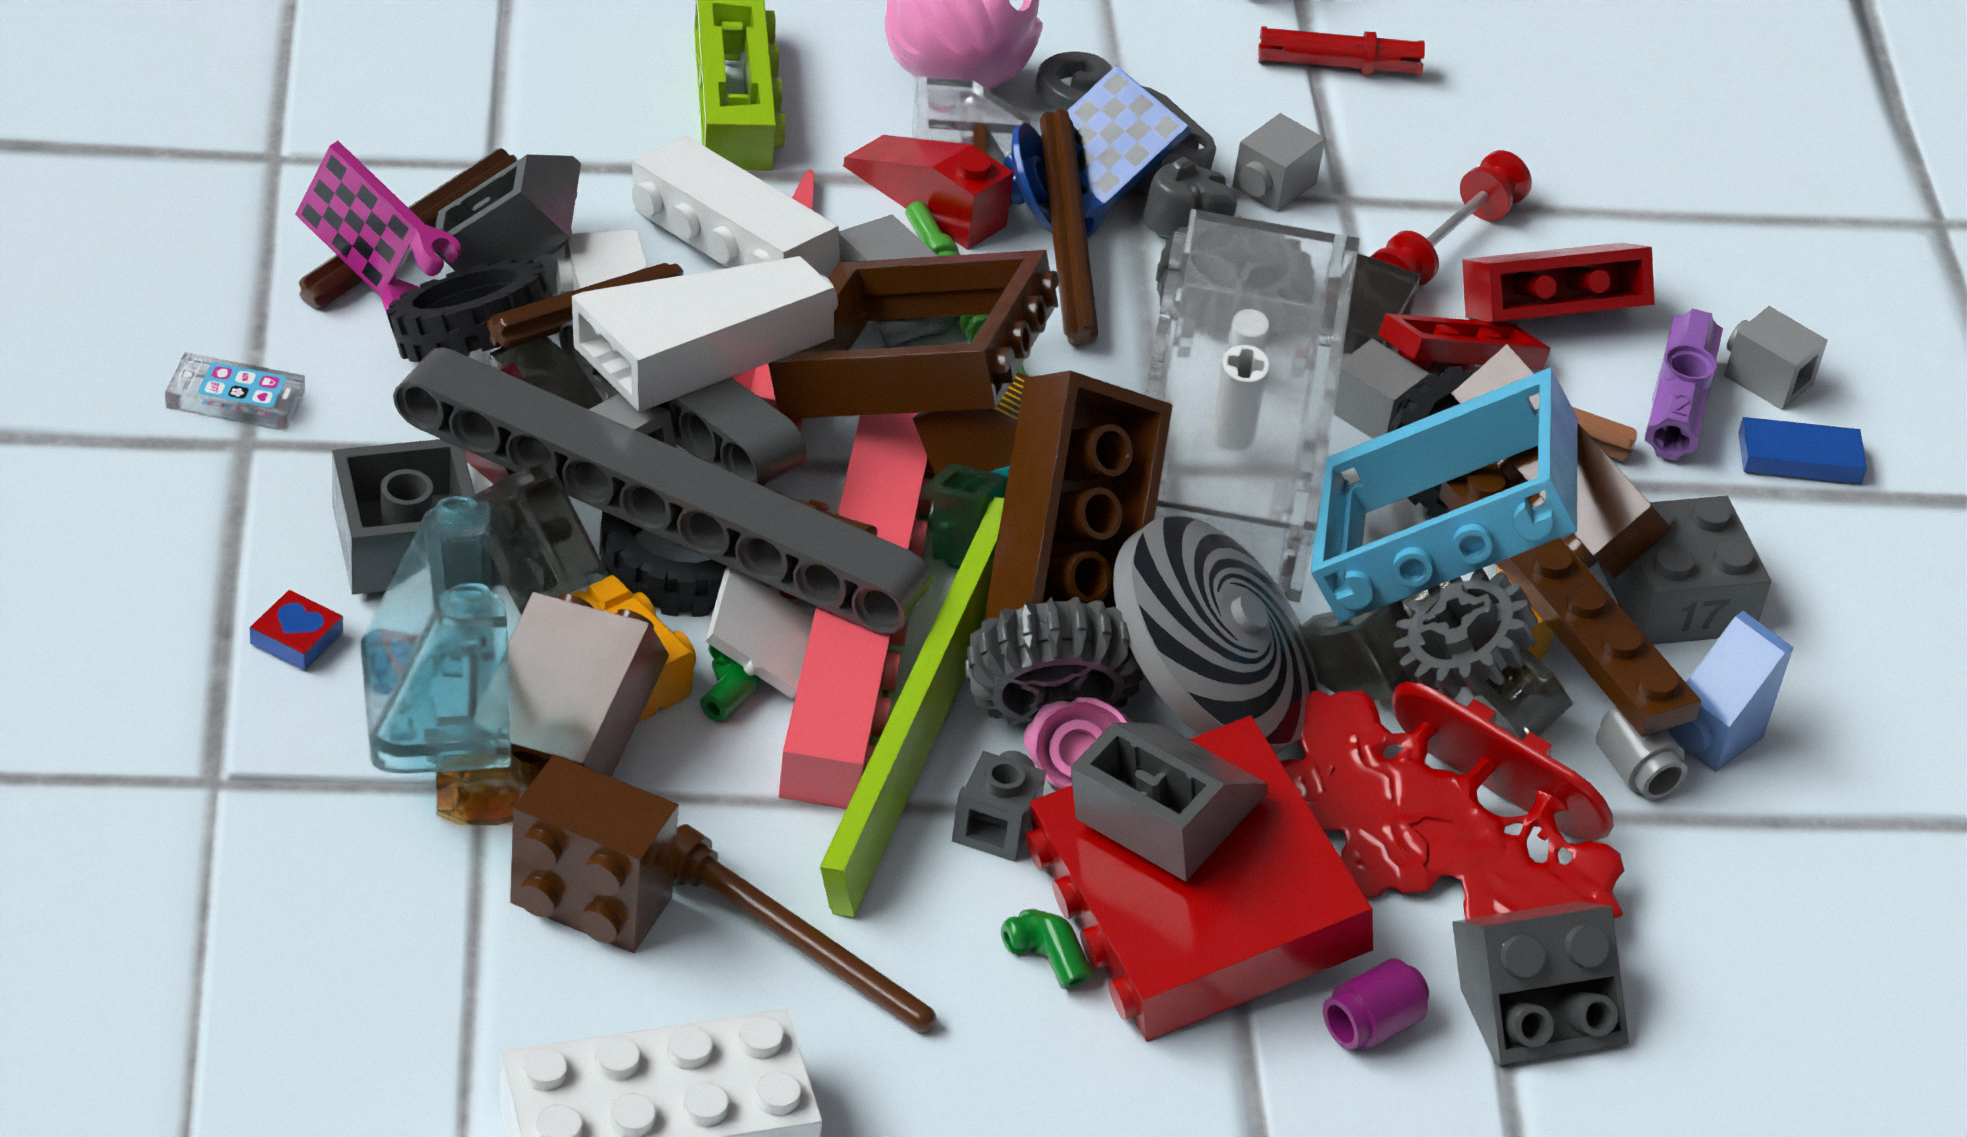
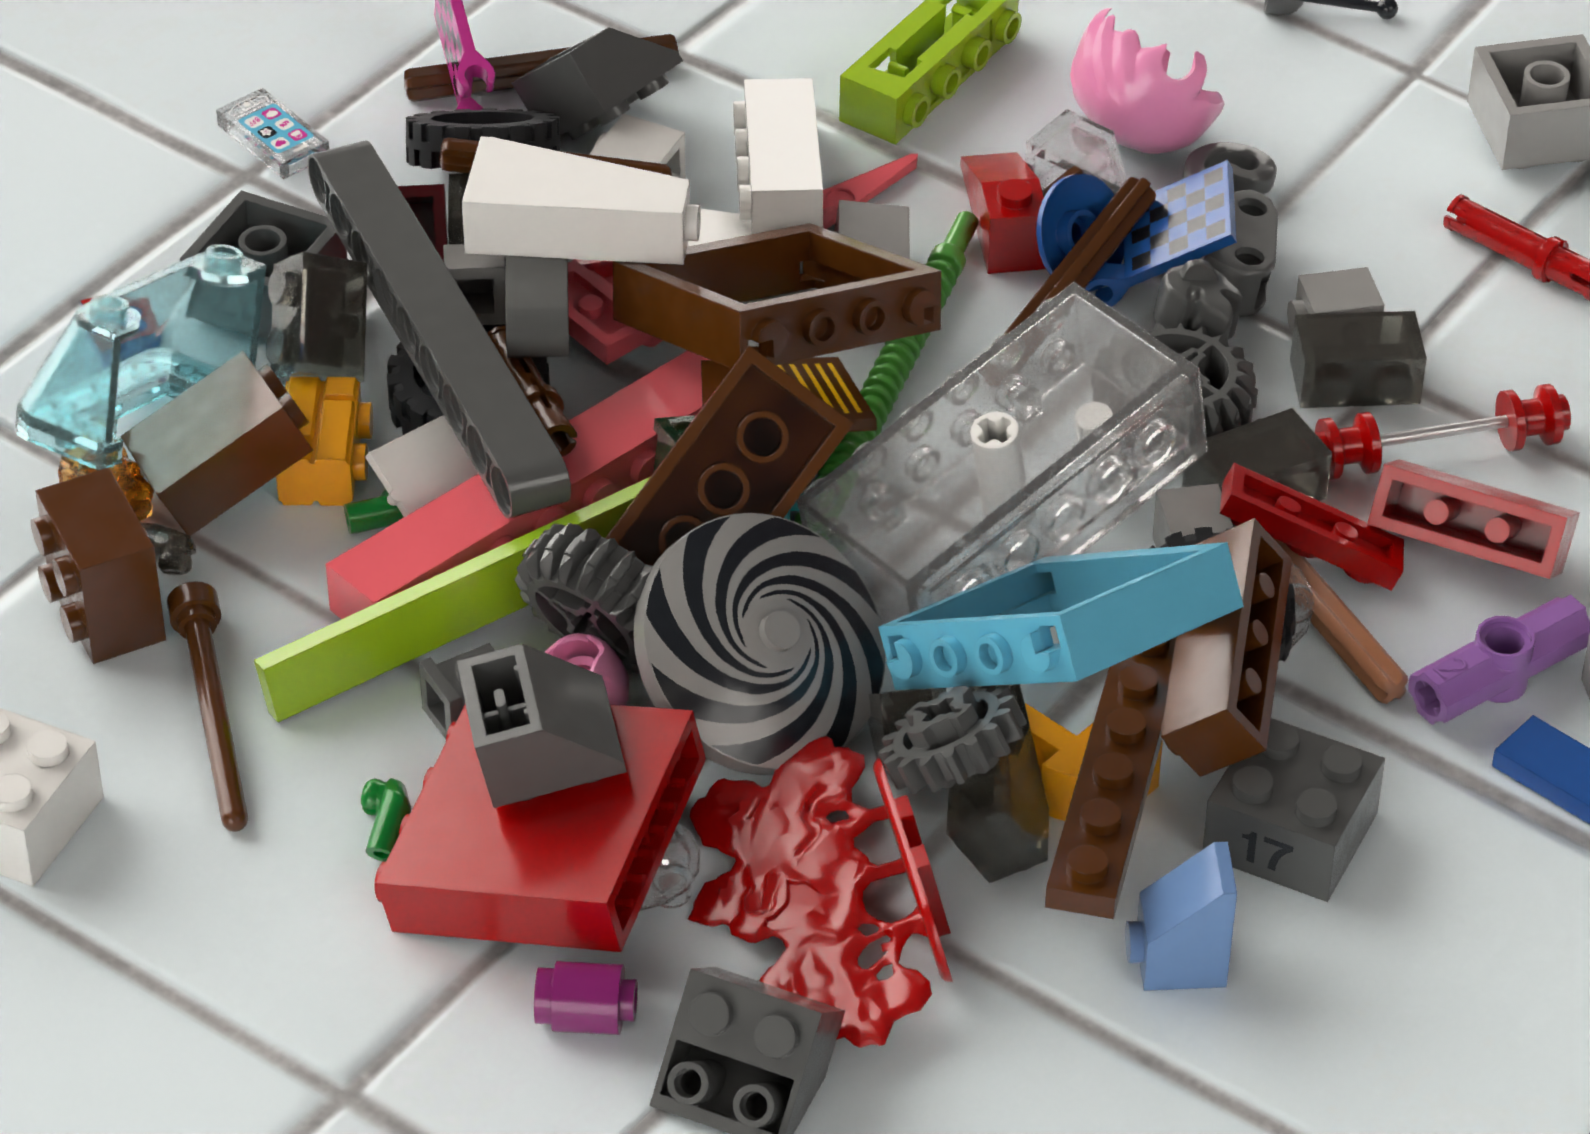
camera: 45 degrees right, 0 degrees up
(1335, 189) = (1357, 359): none -> clear smoke brick
(1645, 763) = (1066, 944): light grey brick -> none

